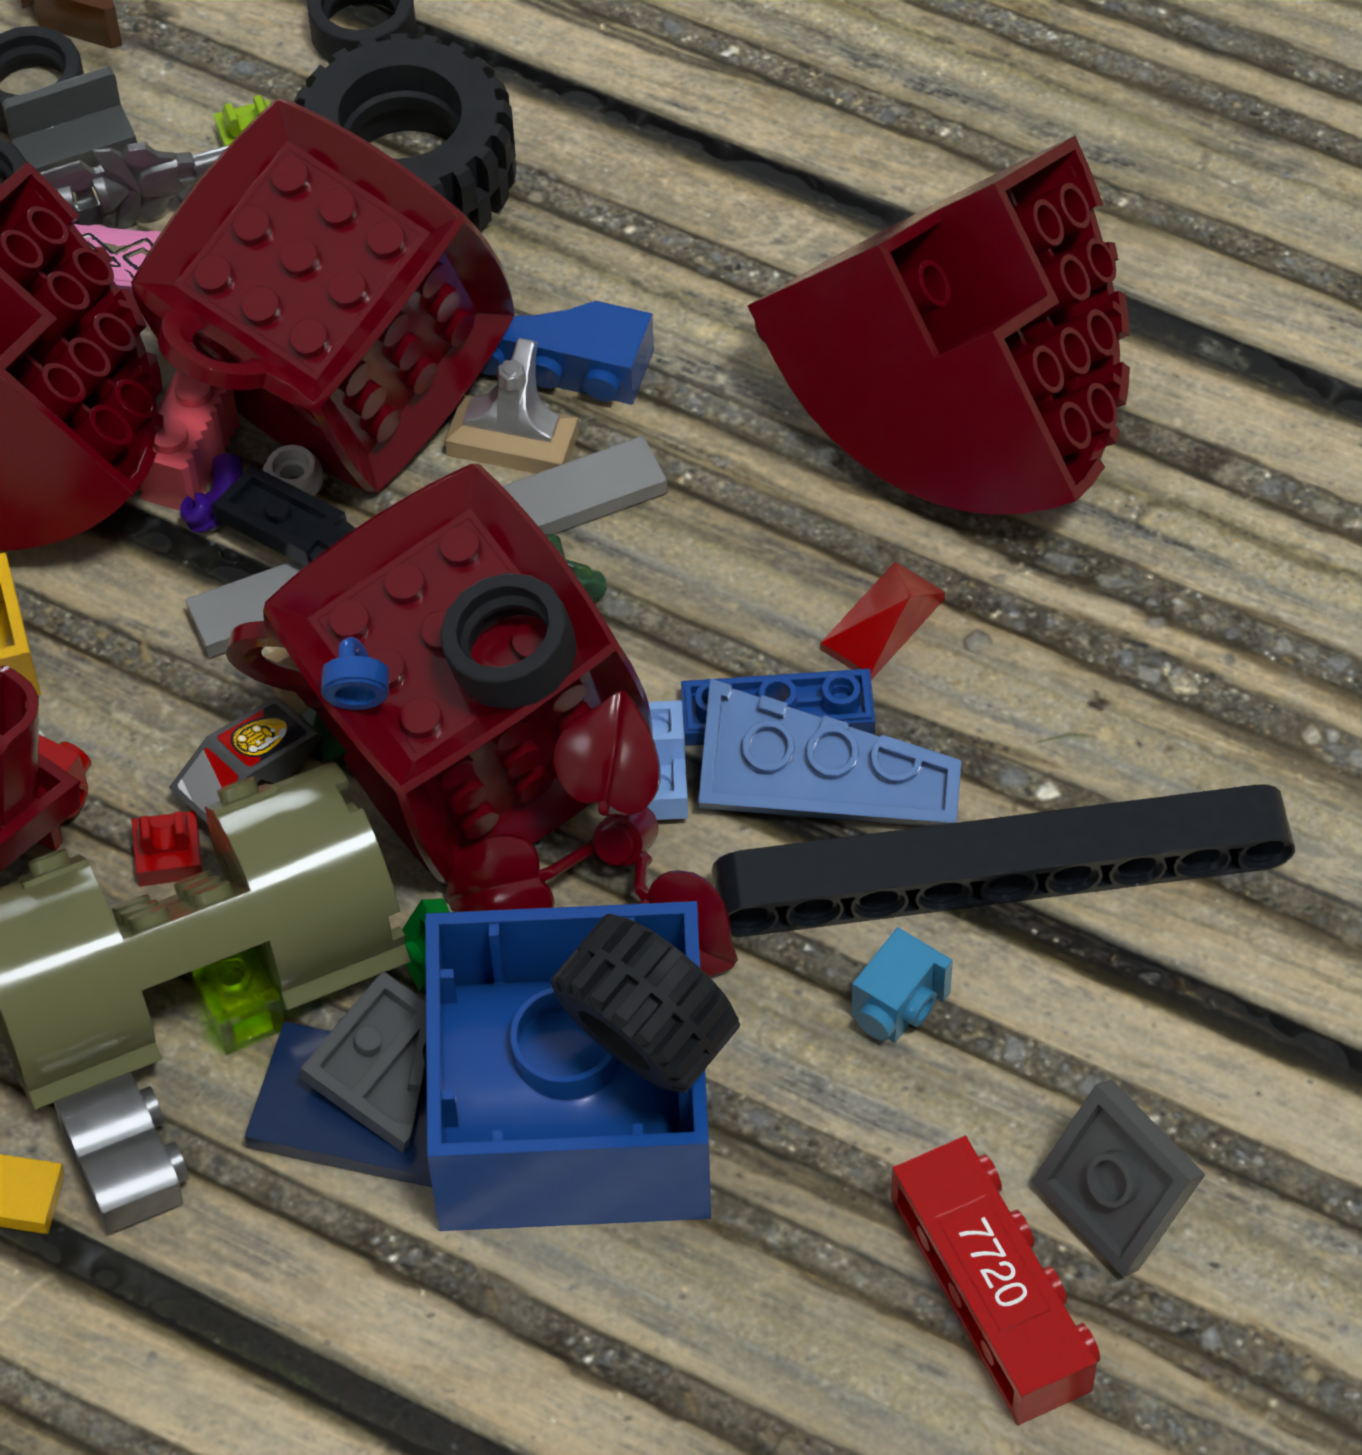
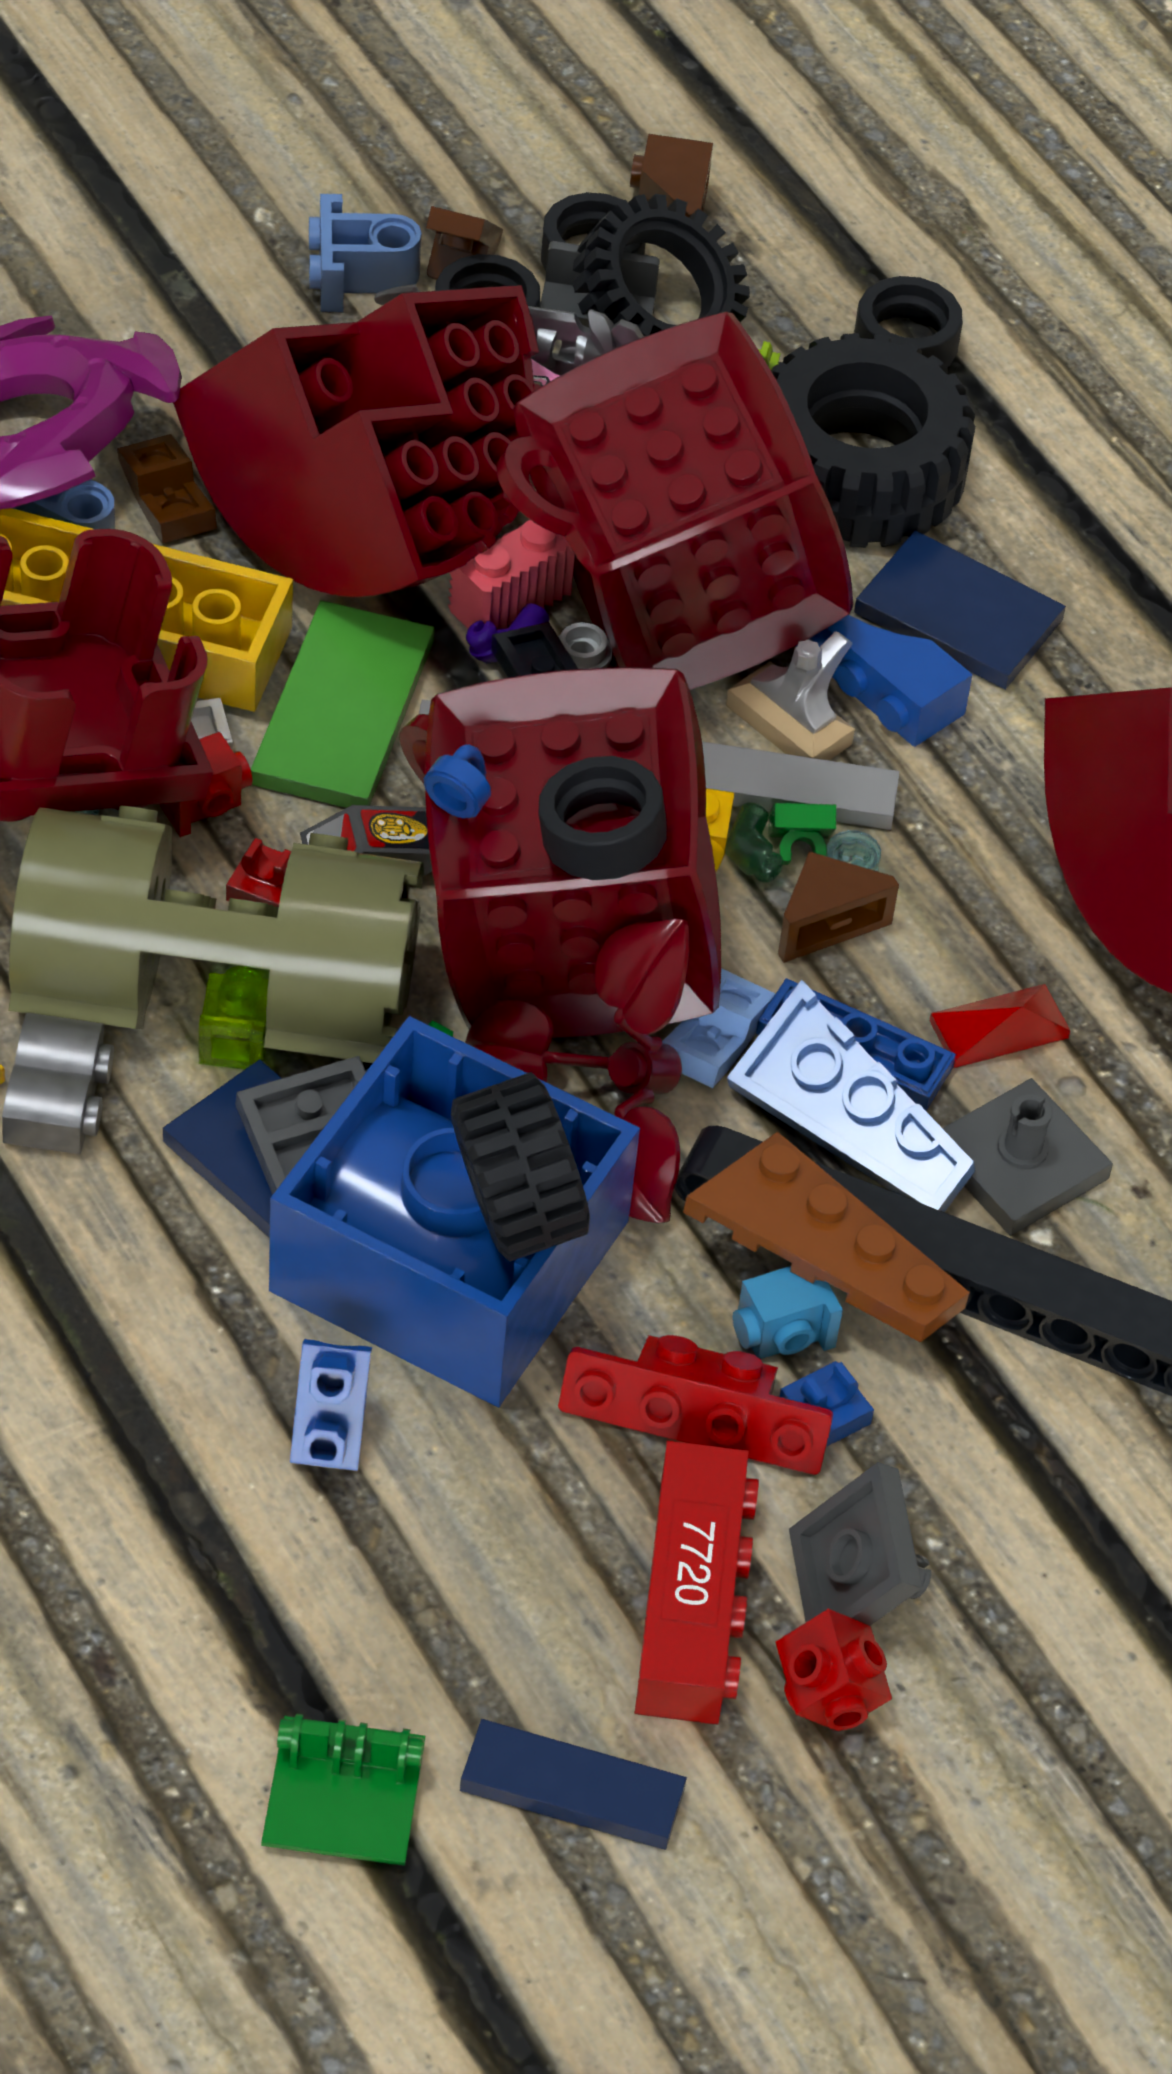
camera: 25 degrees right, 5 degrees down
(116, 644) = (342, 706): none -> bright green tile
(145, 44) = (671, 230): none -> black tyre
(583, 1309) = (330, 1405): none -> hips
(588, 254) = (962, 606): none -> dark blue tile
(598, 532) = (801, 823): none -> green tile
(658, 523) = (855, 844): none -> clear light blue bush
(675, 589) = (834, 905): none -> reddish brown slope
(870, 895) = (807, 1217): none -> dark orange wing
(880, 1109) = (697, 1400): none -> red bracket
(983, 1050) = (835, 1390): none -> blue tile
(991, 724) = (1027, 1156): none -> dark grey tile
(1167, 1289) = (833, 1670): none -> red brick

